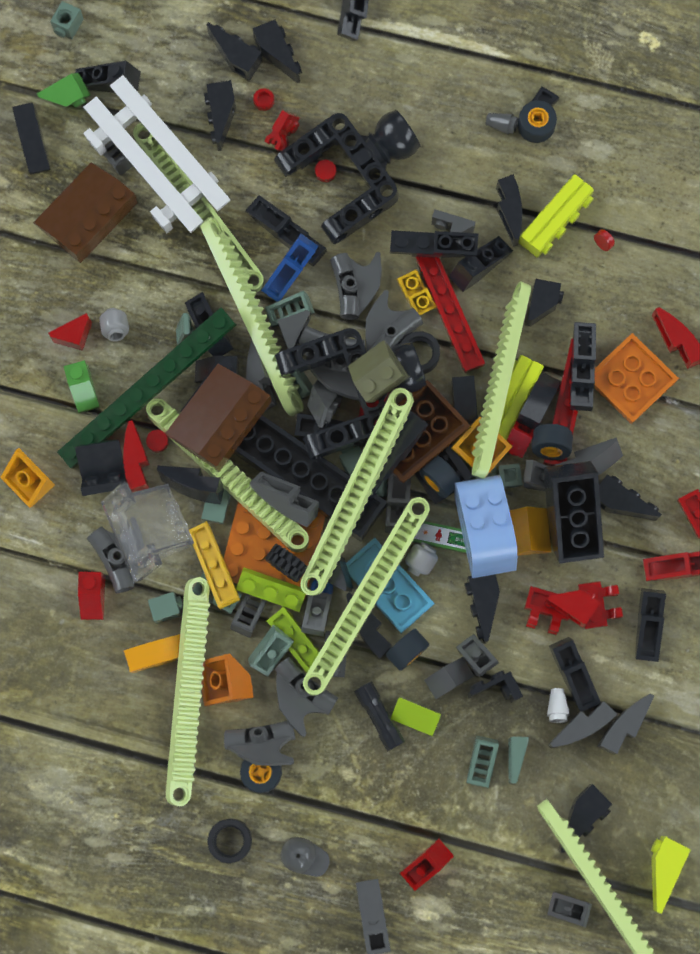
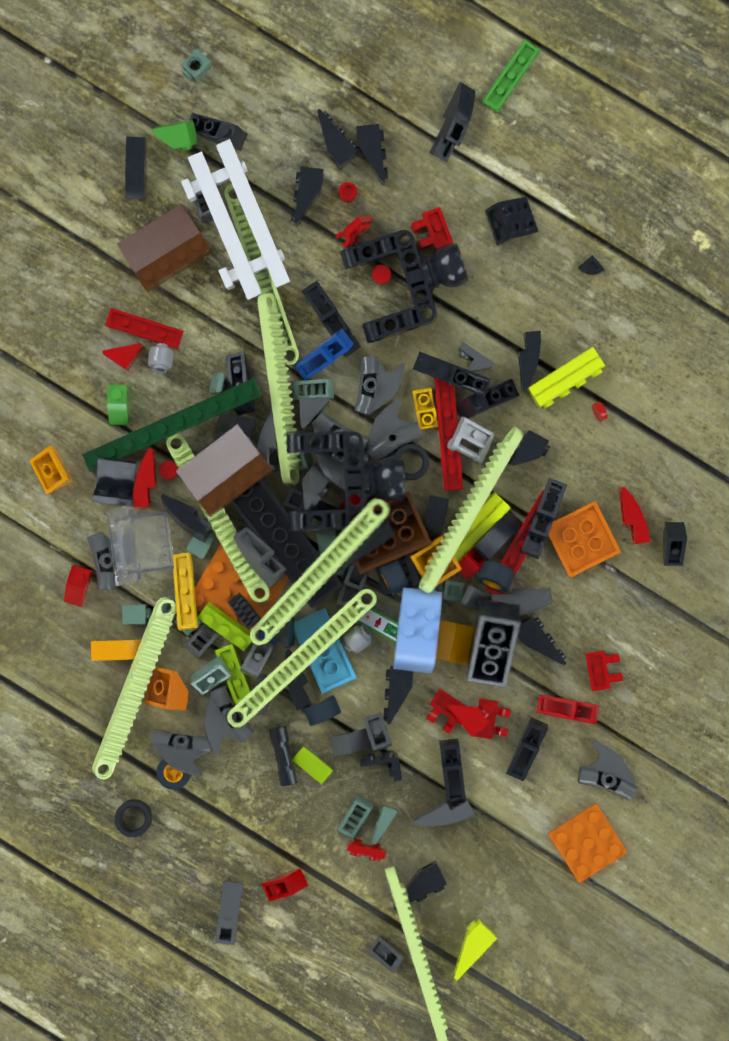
camera: 10 degrees right, 10 degrees up
(87, 300) = (144, 328): none -> red tile
(312, 861) = (195, 852): dark grey cap -> none
(368, 106) = (436, 228): none -> red plate
(377, 372) = (365, 479): olive slope -> none
(443, 75) = (511, 220): none -> black bracket
(480, 303) = (474, 435): none -> light grey plate
(503, 122) = (548, 278): dark grey cone -> none
(517, 791) = (374, 852): none -> red plate
(537, 129) = (577, 287): black wheel -> none
(557, 707) = (430, 792): white cone -> none
(625, 725) = (480, 823): dark grey slope -> none

